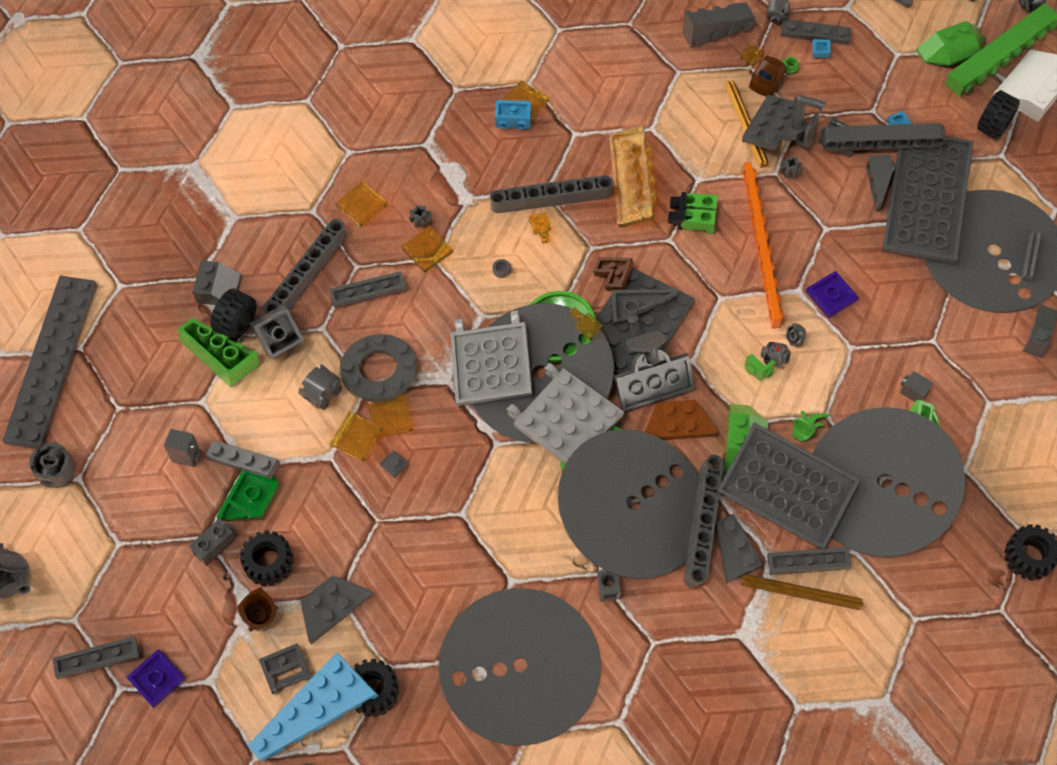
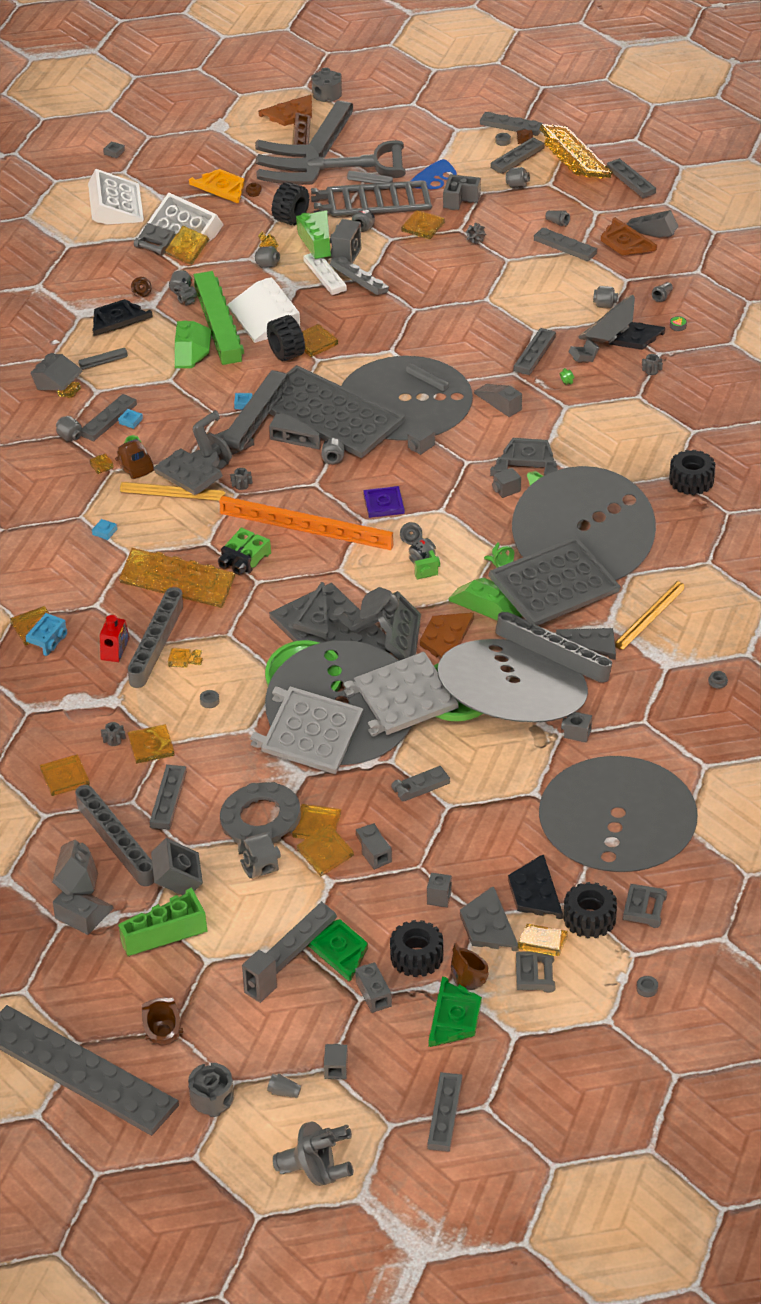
camera: 65 degrees left, 20 degrees down
(79, 517) = (283, 1086): none -> dark grey cone
(105, 398) = (161, 1021): none -> reddish brown helmet
(119, 547) = (335, 1061): none -> dark grey brick
(156, 678) = (490, 1073): dark purple tile -> none
(208, 621) = (454, 1014): none -> green wing
(233, 314) = (134, 891): black tyre -> none
(241, 261) = (75, 869): none -> dark grey wedge
(316, 654) = (542, 939): none -> clear yellow tile
(320, 702) = (587, 940): dark azure wing -> none
(345, 548) = (439, 890): none -> dark grey brick
(373, 477) = (376, 851): none -> dark grey brick
(388, 628) = (534, 889): none -> black wing
(404, 727) = (638, 901): none -> dark grey plate
(476, 480) = (421, 783): none -> dark grey plate
(528, 164) = (113, 639): none -> red torso
(585, 325) = (320, 646): clear yellow plate -> none
(615, 269) = (271, 616): reddish brown plate -> none
(669, 96) = (104, 529): none -> dark azure plate
(717, 23) = (53, 470): dark grey wedge -> none
(740, 685) = (717, 679): none -> dark grey plate
(808, 561) = (625, 600): dark grey plate -> none
(871, 223) = (332, 451): none -> dark grey head
(933, 288) = (421, 439): none -> dark grey brick
(972, 388) = (526, 453): none -> dark grey wing
(1017, 12) = (186, 294): none -> dark grey gear
(1025, 140) = (318, 340): none -> clear yellow tile

